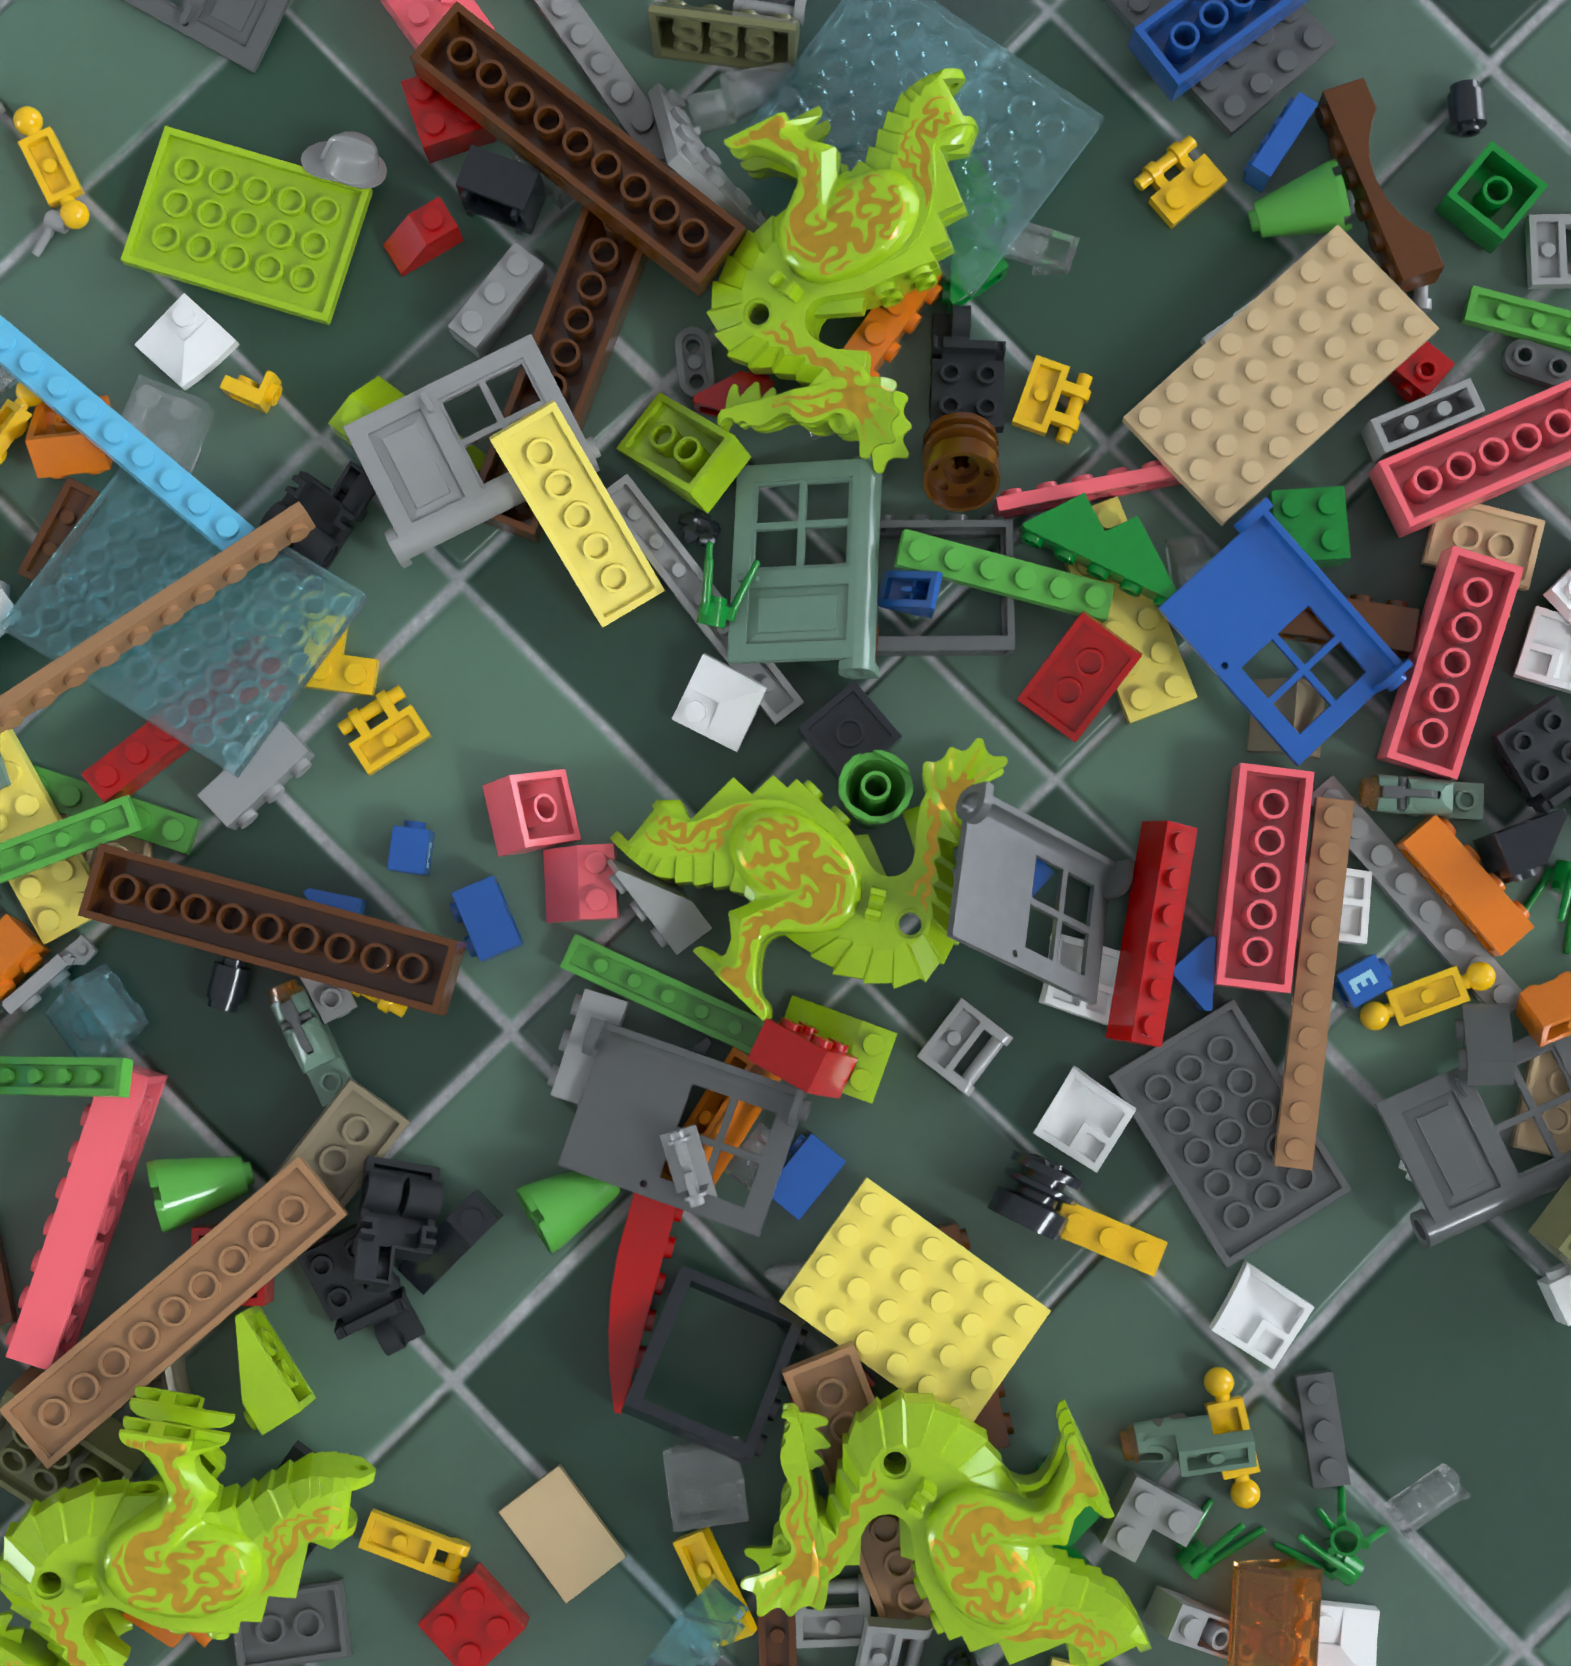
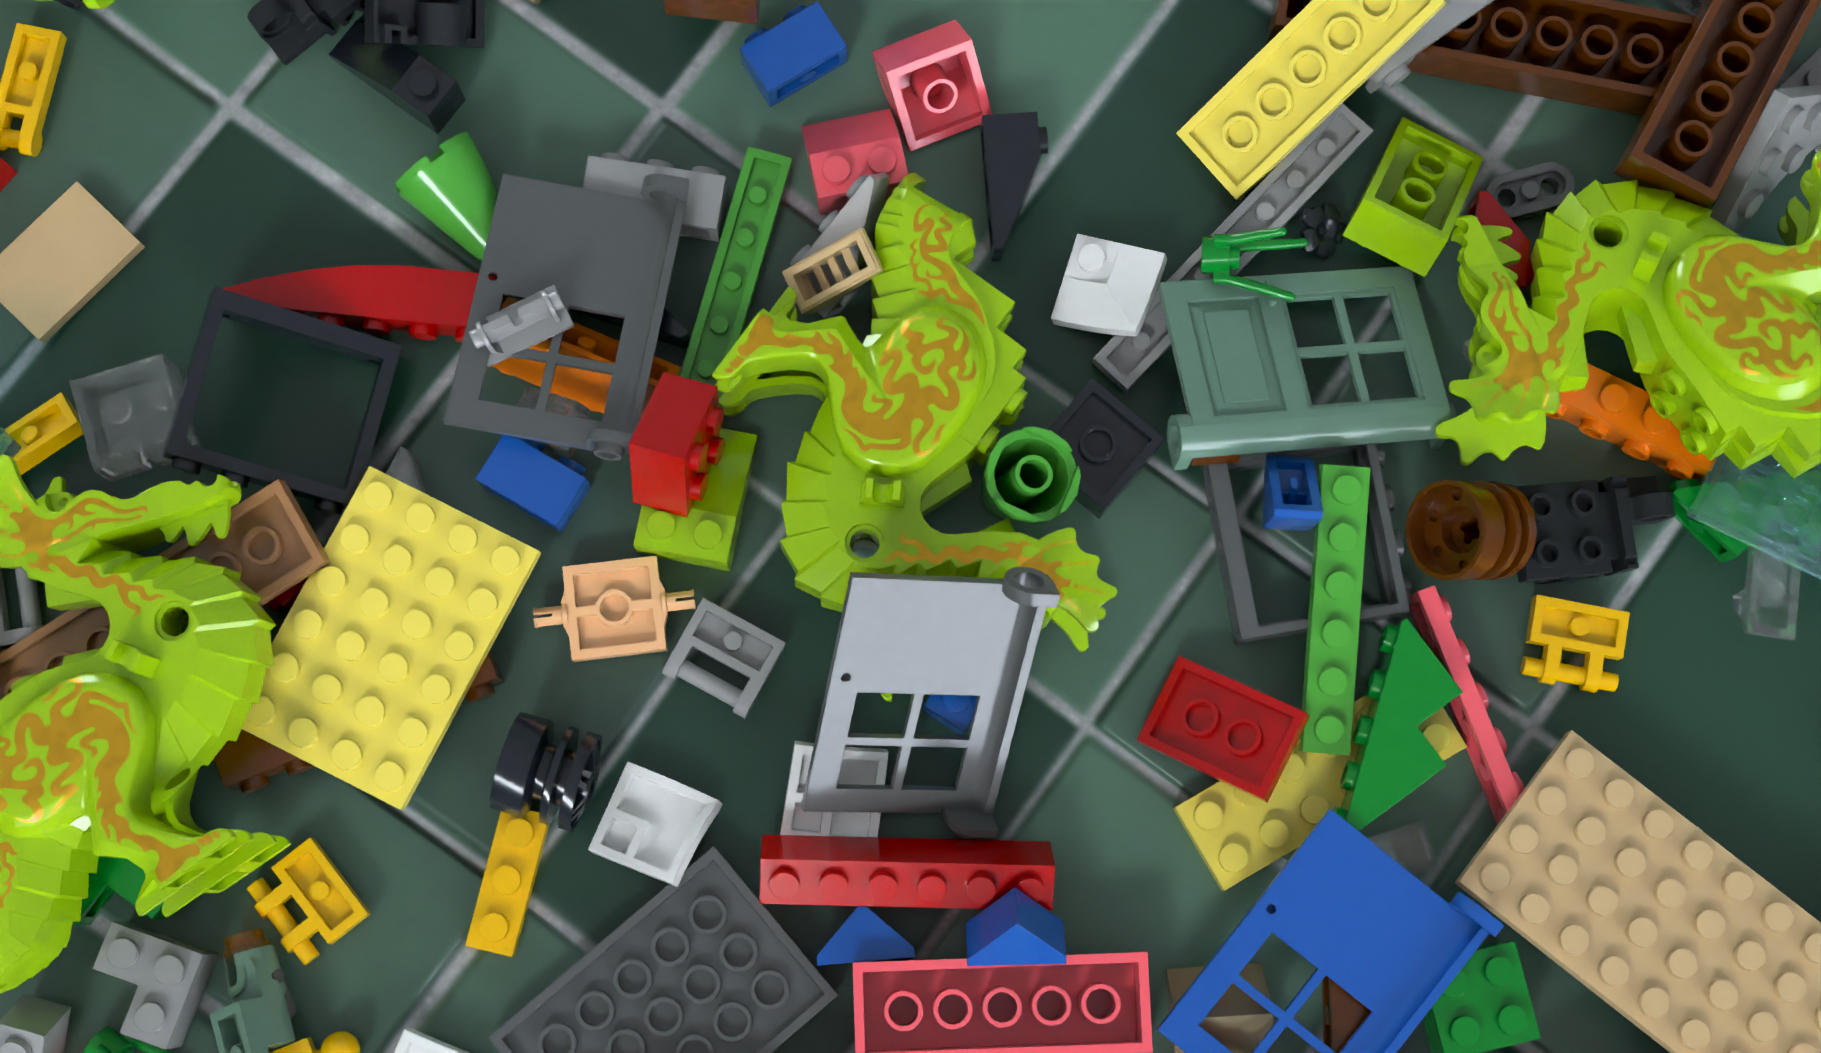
camera: 80 degrees right, 5 degrees down
(608, 762) = (1011, 160): none -> black slope
(690, 940) = (798, 274): none -> tan slope
(913, 1126) = (614, 608): none -> light nougat plate
(1095, 1384) = (319, 891): none -> yellow plate
(1213, 859) = (1015, 933): none -> blue slope

